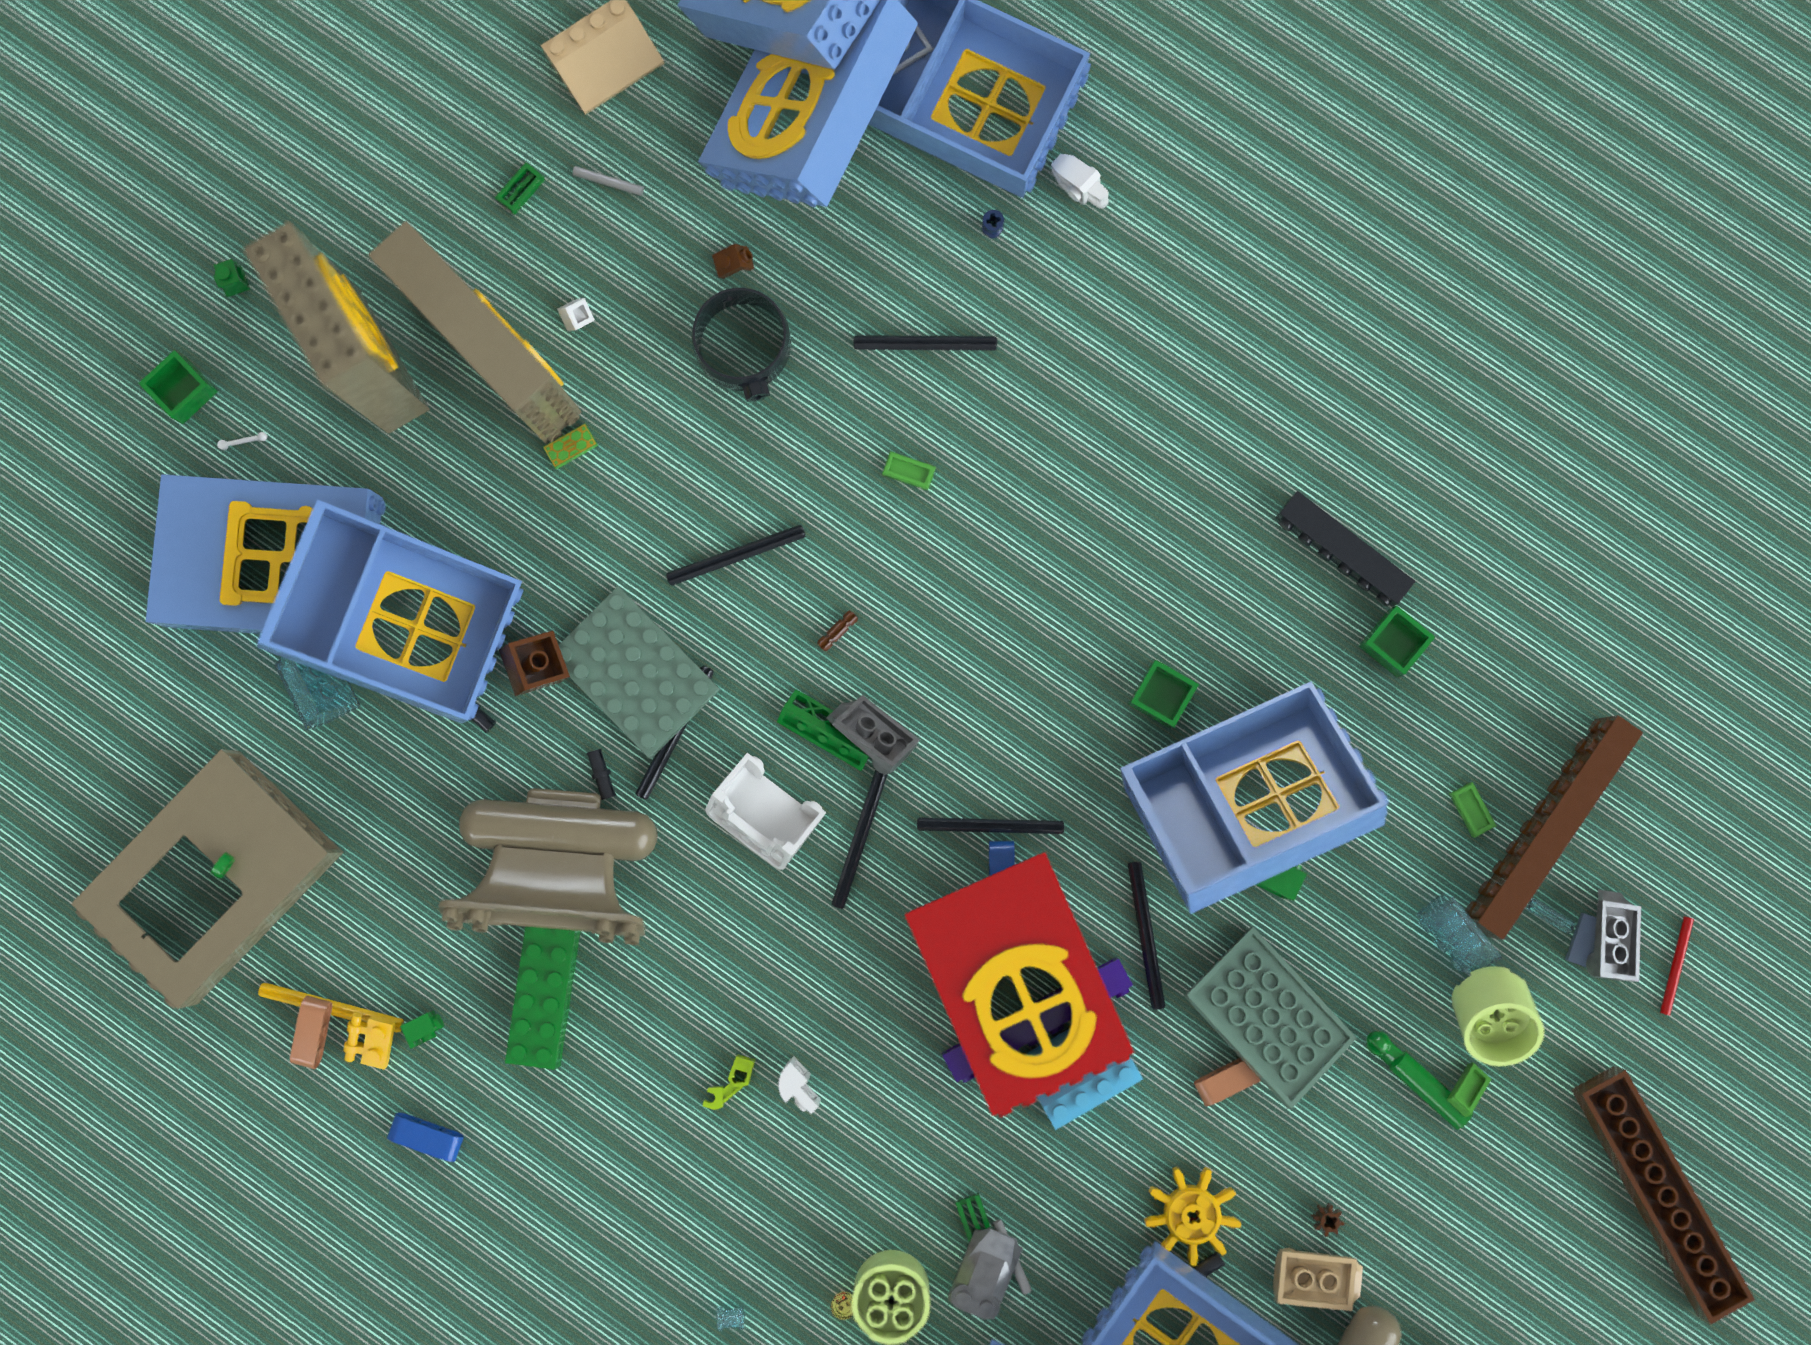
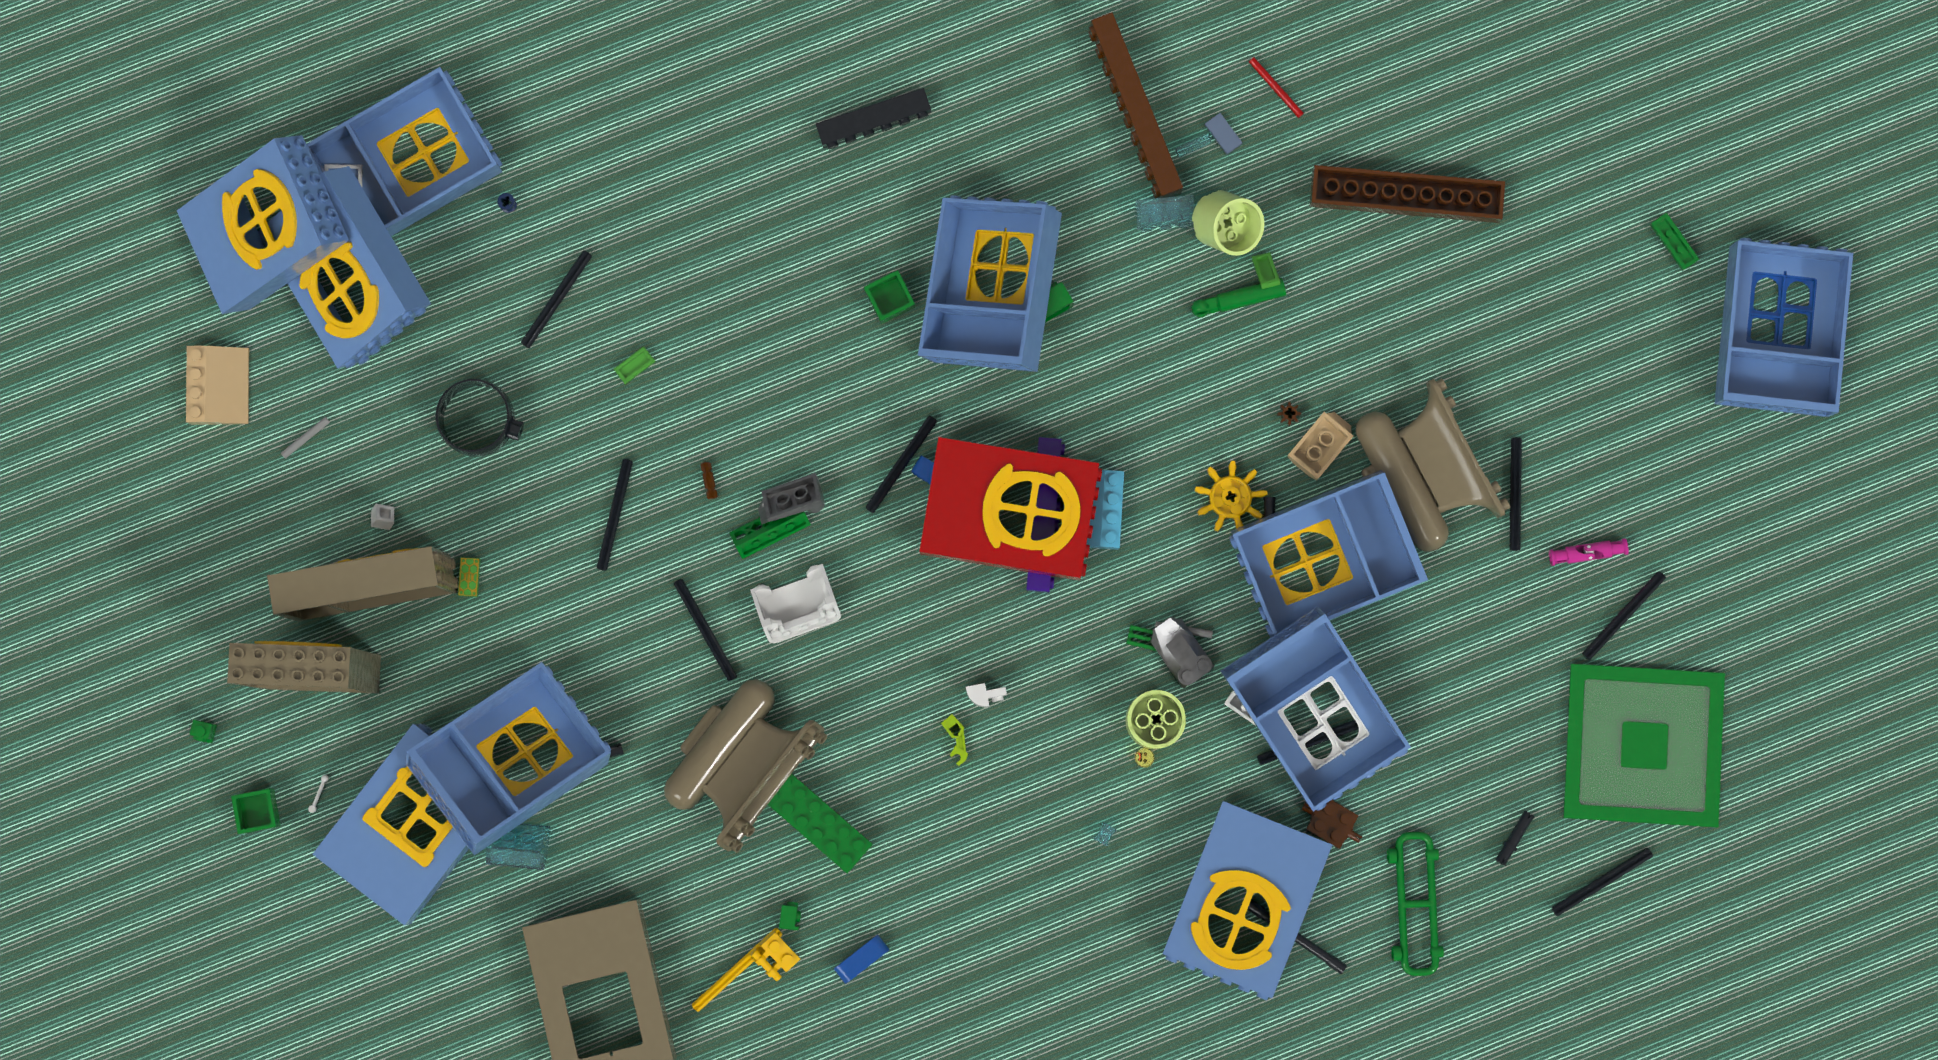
camera: 60 degrees left, 0 degrees up
(223, 865) = (600, 970): green tile -> none
(311, 1032) = (744, 990): nougat beam -> none
(521, 187) = (278, 498): green tile -> none
(534, 663) = (599, 690): reddish brown brick -> none
(601, 774) = (700, 695): black pin -> none
(635, 672) = (648, 630): sand green plate -> none
(733, 260) = (416, 389): reddish brown bracket -> none
(859, 840) = (854, 554): black axle -> none
(1079, 180) = (516, 127): white hinge -> none
(1146, 935) = (1037, 410): black axle -> none
(1225, 1082) = (1162, 415): nougat beam -> none
(1270, 1017) = (1138, 365): sand green plate -> none
(1397, 641) = (954, 125): green piece -> none
(1472, 809) = (1094, 149): bright green tile -> none
(1616, 939) = (1232, 115): flat silver slope -> none

